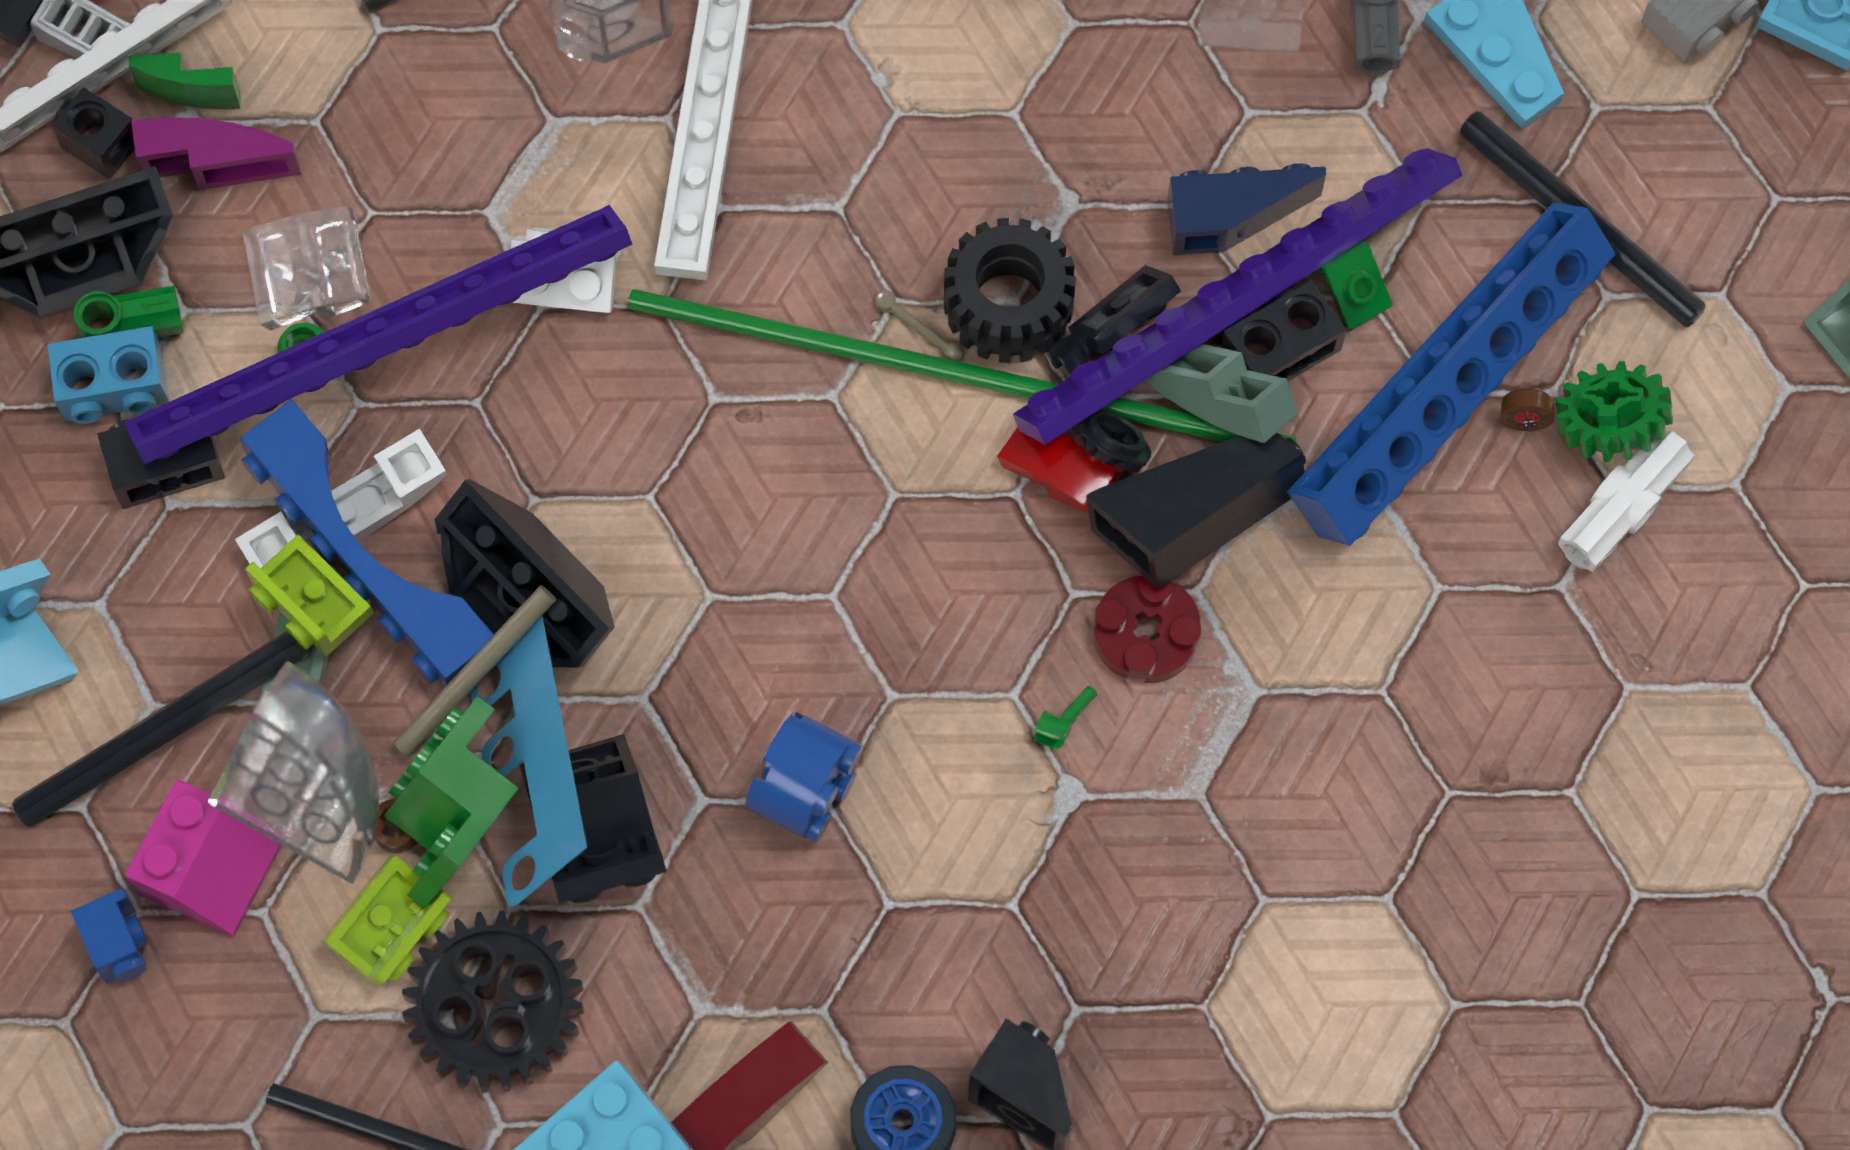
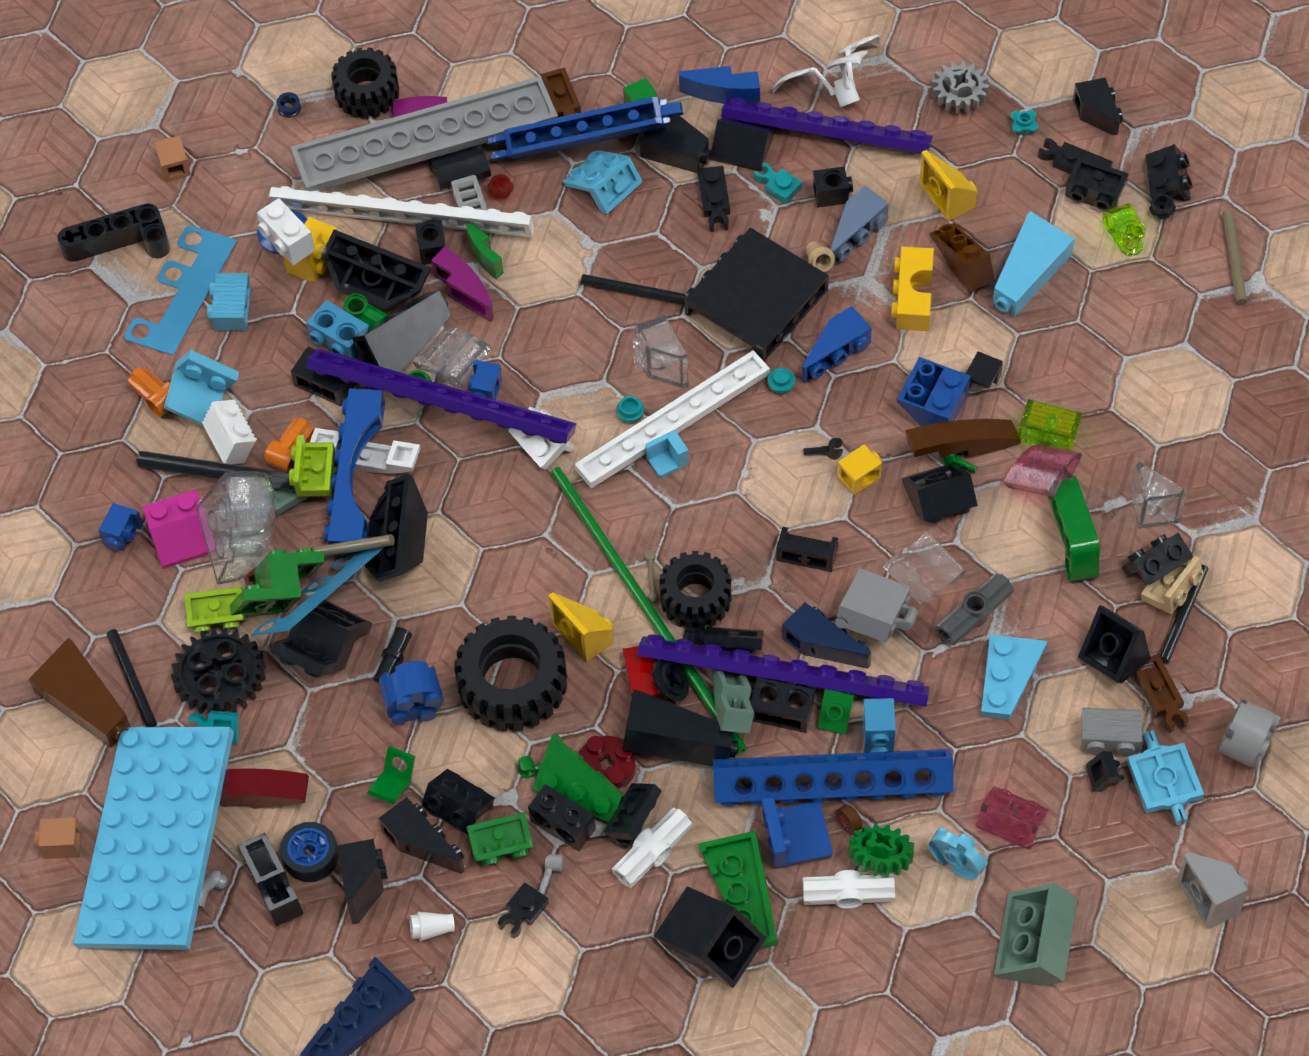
camera: 50 degrees right, 10 degrees down
(119, 655) = (229, 431): none -> white brick
(211, 293) = (402, 333): none -> slope
(228, 608) = (279, 451): none -> orange piece
(398, 260) = (486, 379): none -> blue brick
(575, 1071) = (219, 719): none -> teal plate
(638, 126) = (630, 409): none -> teal plate
(707, 752) = (394, 652): none -> black pin
(760, 142) = (667, 454): none -> medium azure panel
(891, 559) = (511, 640): none -> black tyre
(901, 919) = (392, 781): none -> green bracket
(916, 477) = (581, 626): none -> yellow slope
(1015, 960) = (414, 835): none -> black slope
(1016, 862) = (456, 800): none -> black bracket
(1082, 108) = (806, 551): none -> black hinge
(1134, 857) = (500, 837): none -> green bracket
(1144, 690) = (577, 780): none -> green wing
(1171, 1061) = (429, 925): none -> white cone
(1181, 751) = (562, 817): none -> black brick
(1229, 826) = (552, 863): none -> light grey hand
(1258, 914) = (524, 906): none -> black plate
(1262, 102) = (875, 605): none -> light grey piece
(1269, 657) = (632, 813): none -> black bracket
(1333, 680) = (652, 847): none -> white piece
(1445, 256) = (878, 725): none -> dark azure brick
(1483, 490) = (796, 833): none -> blue bracket
(1487, 615) = (742, 879): none -> green wing
(1540, 722) = (710, 936): none -> black slope
(1548, 188) = (961, 762): black axle -> none
(1708, 222) = (1011, 817): none -> clear pink bracket
(1717, 327) = (958, 853): none -> medium azure plate
(1750, 63) = (1103, 771): none -> black tile

